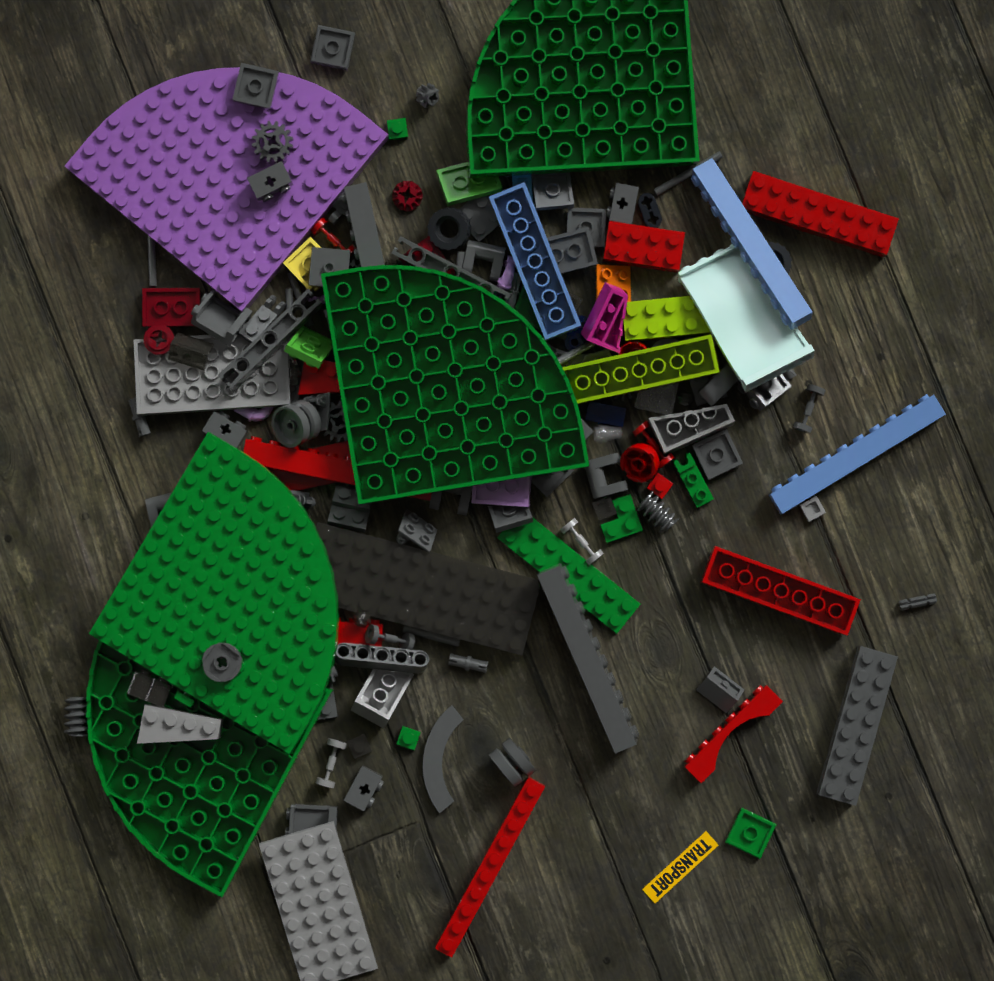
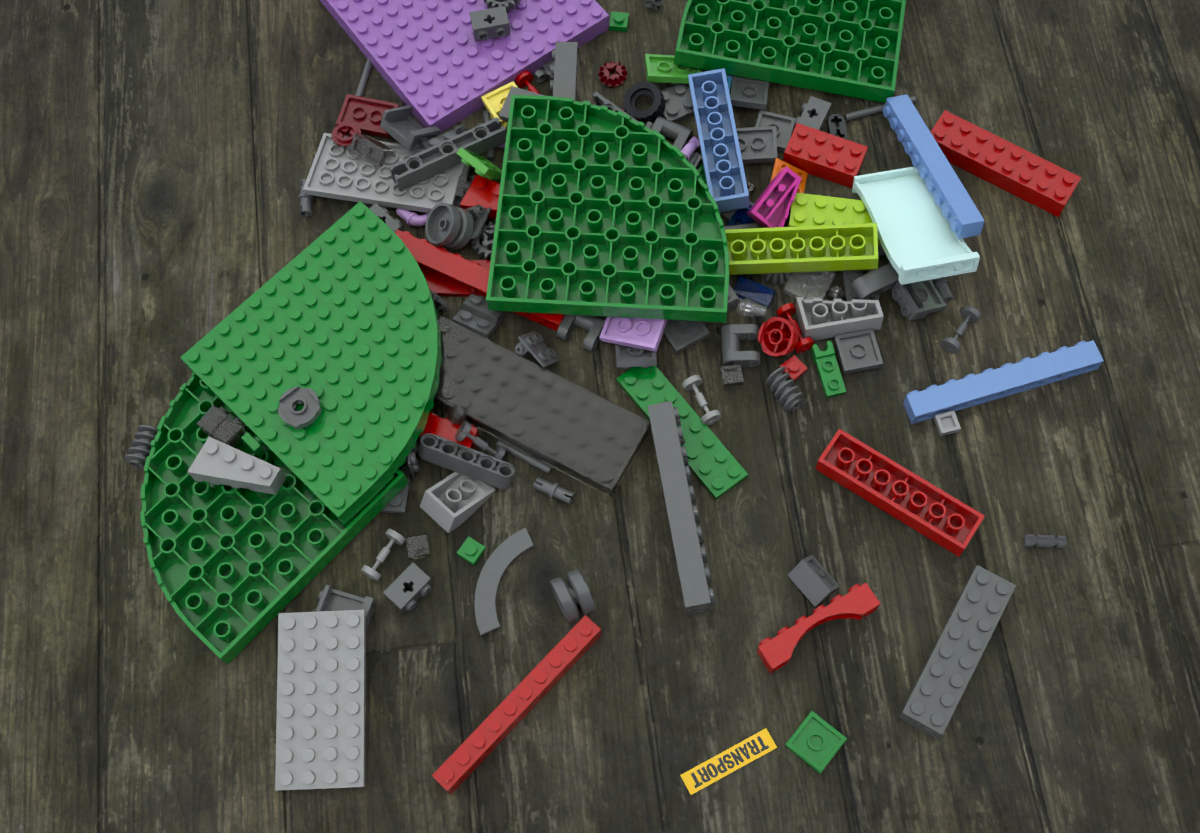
camera: 20 degrees right, 20 degrees down
(627, 521) = (750, 396): green plate -> none

